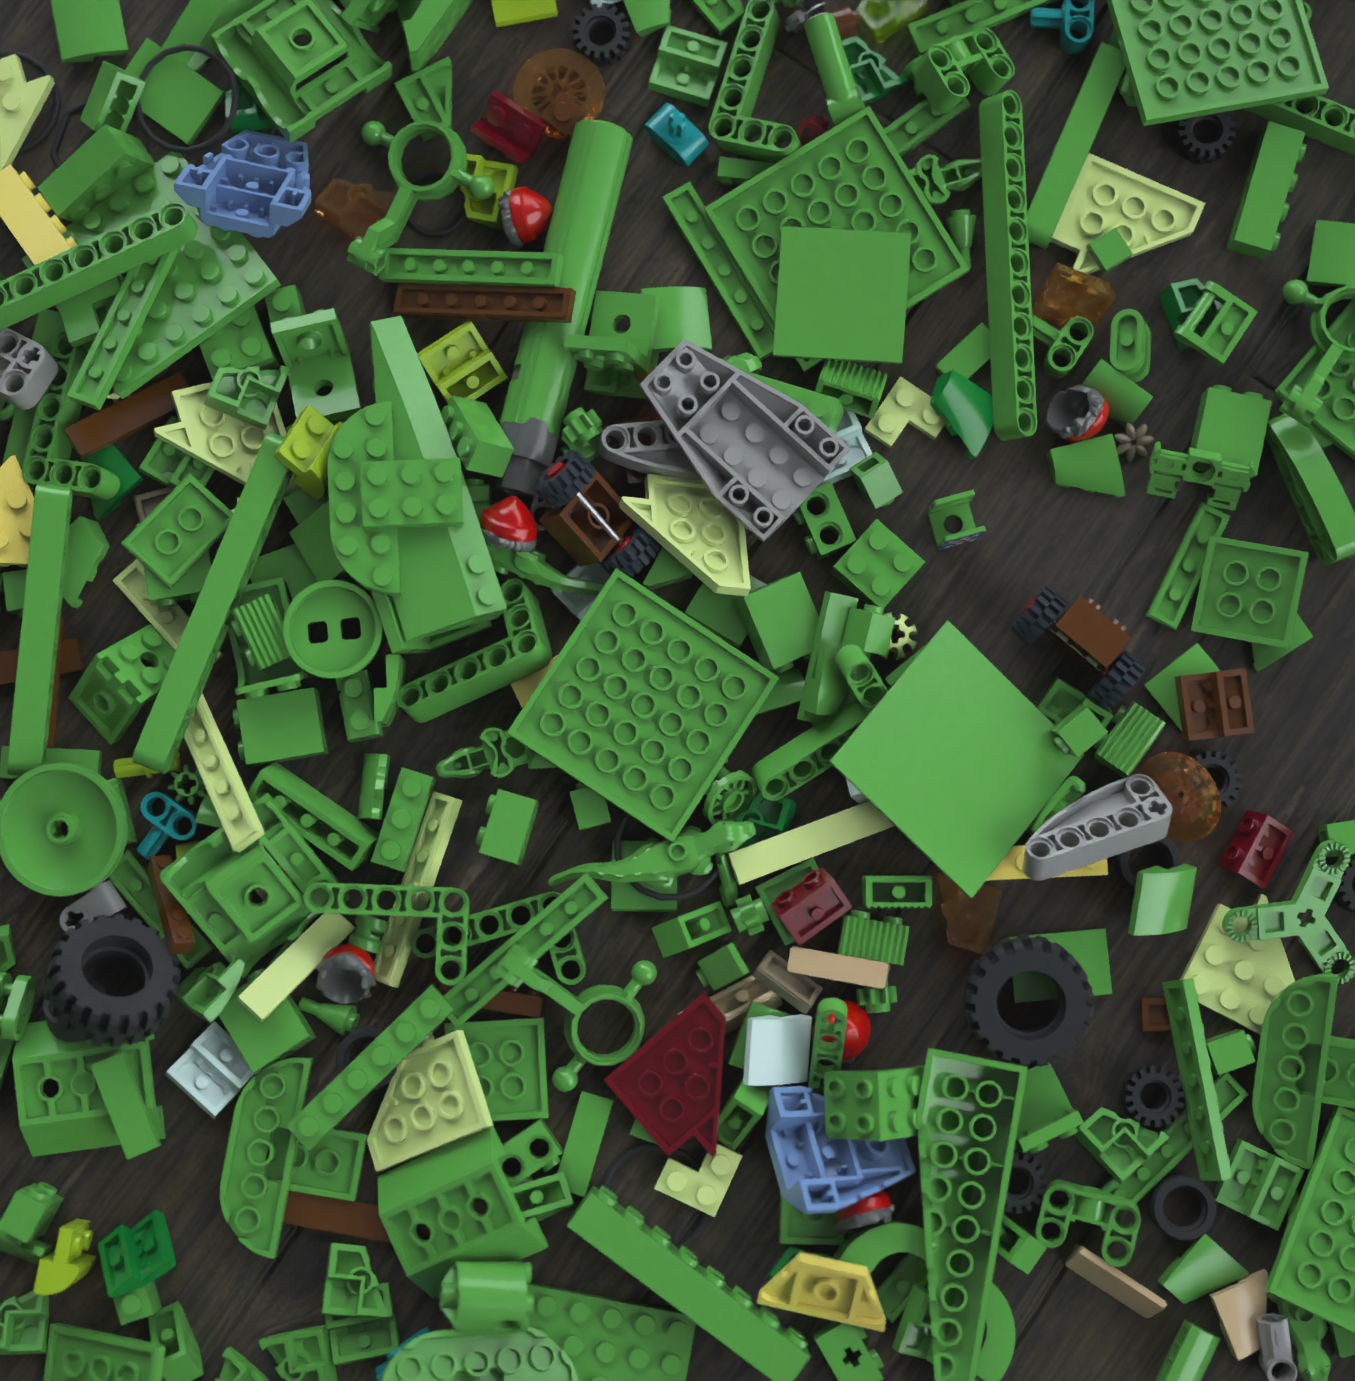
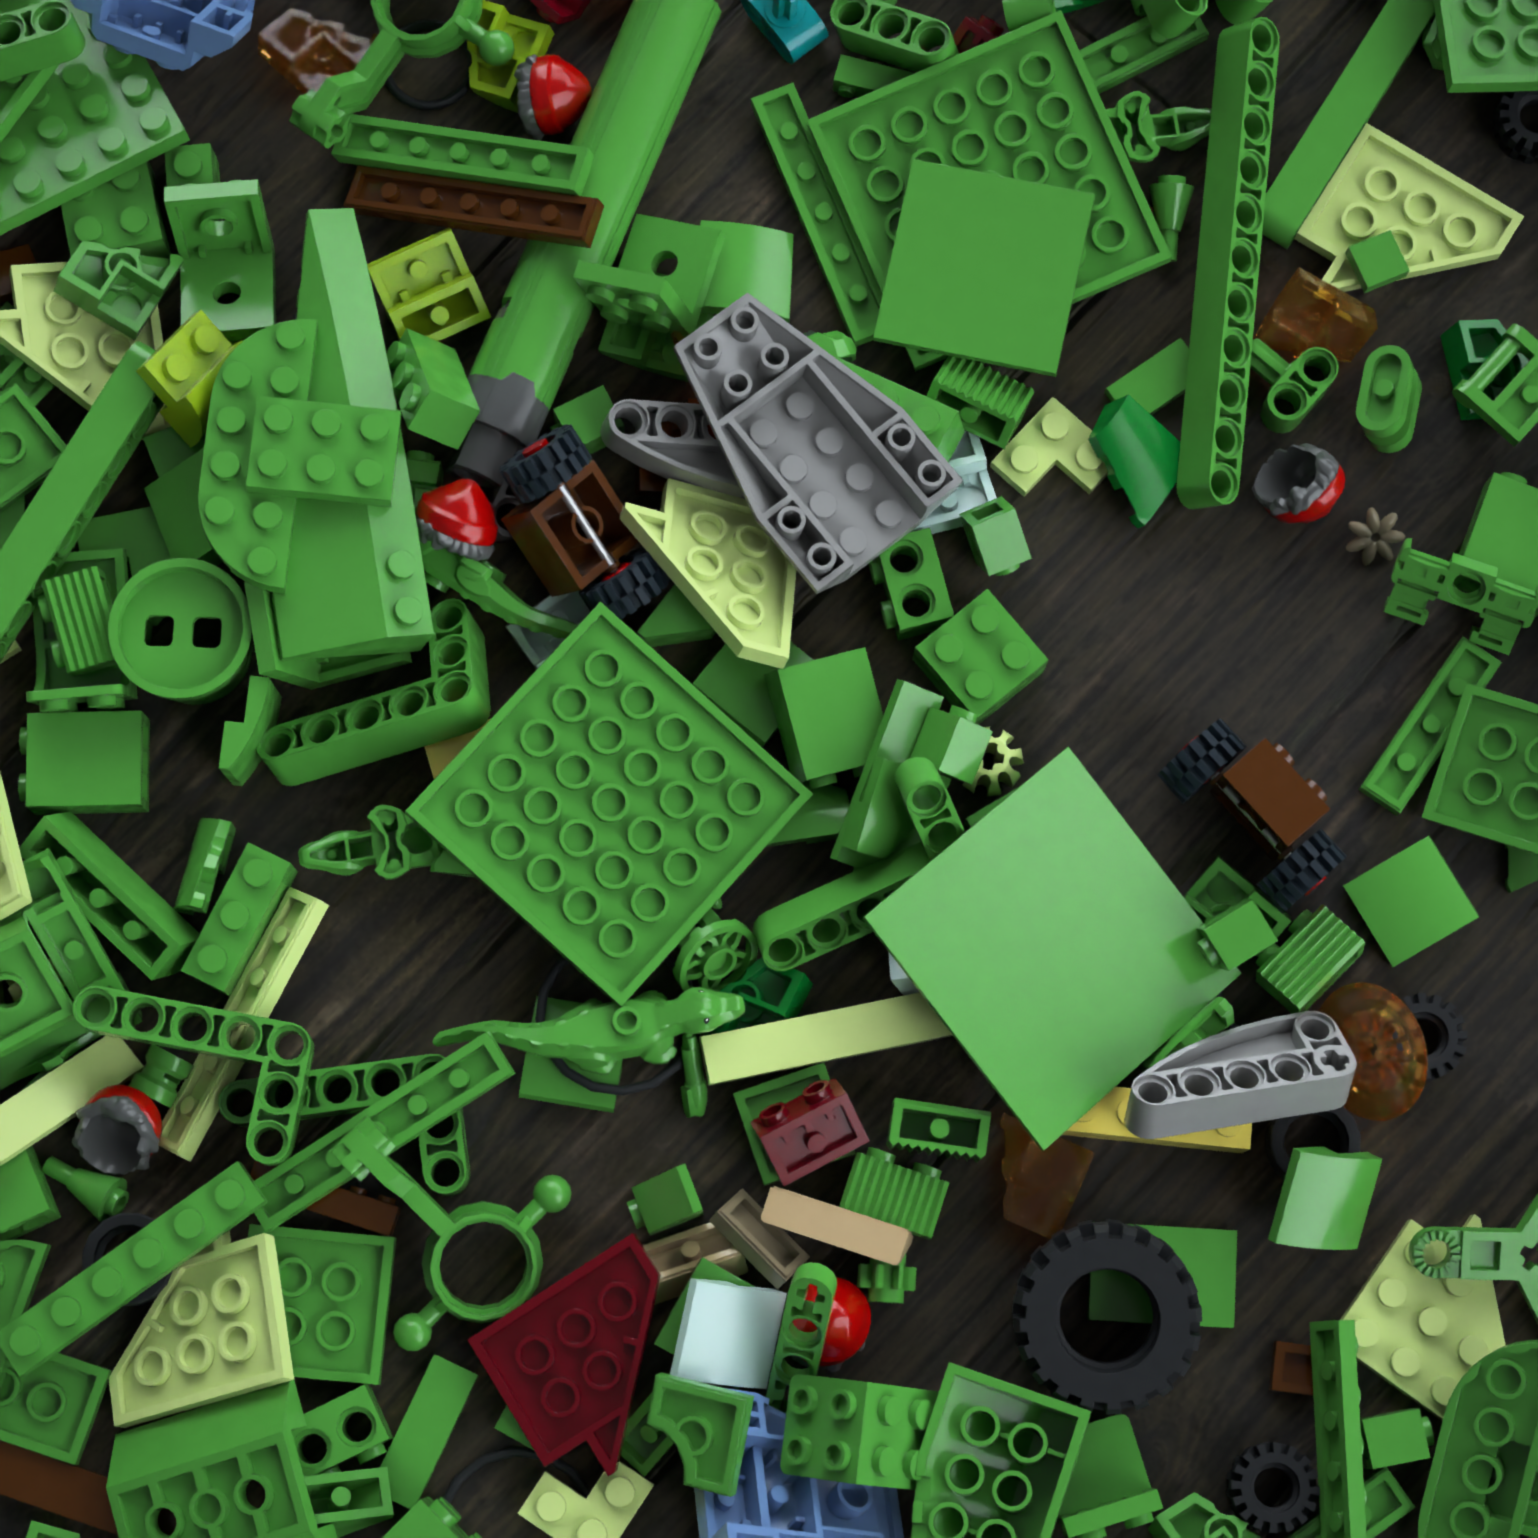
camera: 10 degrees right, 5 degrees down
(358, 706) = (199, 749): bright green brick -> none
(508, 826) = (387, 951): bright green brick -> none
(581, 427) = (583, 397): bright green gear -> none
(589, 808) = (510, 943): bright green brick -> none
(691, 929) = (631, 1140): bright green slope -> none
(749, 915) = (718, 1132): bright green gear -> none
(773, 1116) = (705, 1426): none -> bright green tile
(957, 506) = (1103, 588): bright green piece -> none
(1088, 466) = (1306, 561): bright green slope -> none
(1123, 396) = (1369, 469): bright green brick -> none
(1214, 704) = (1440, 927): reddish brown slope -> none
(1256, 848) = (1475, 1146): dark red bracket -> none

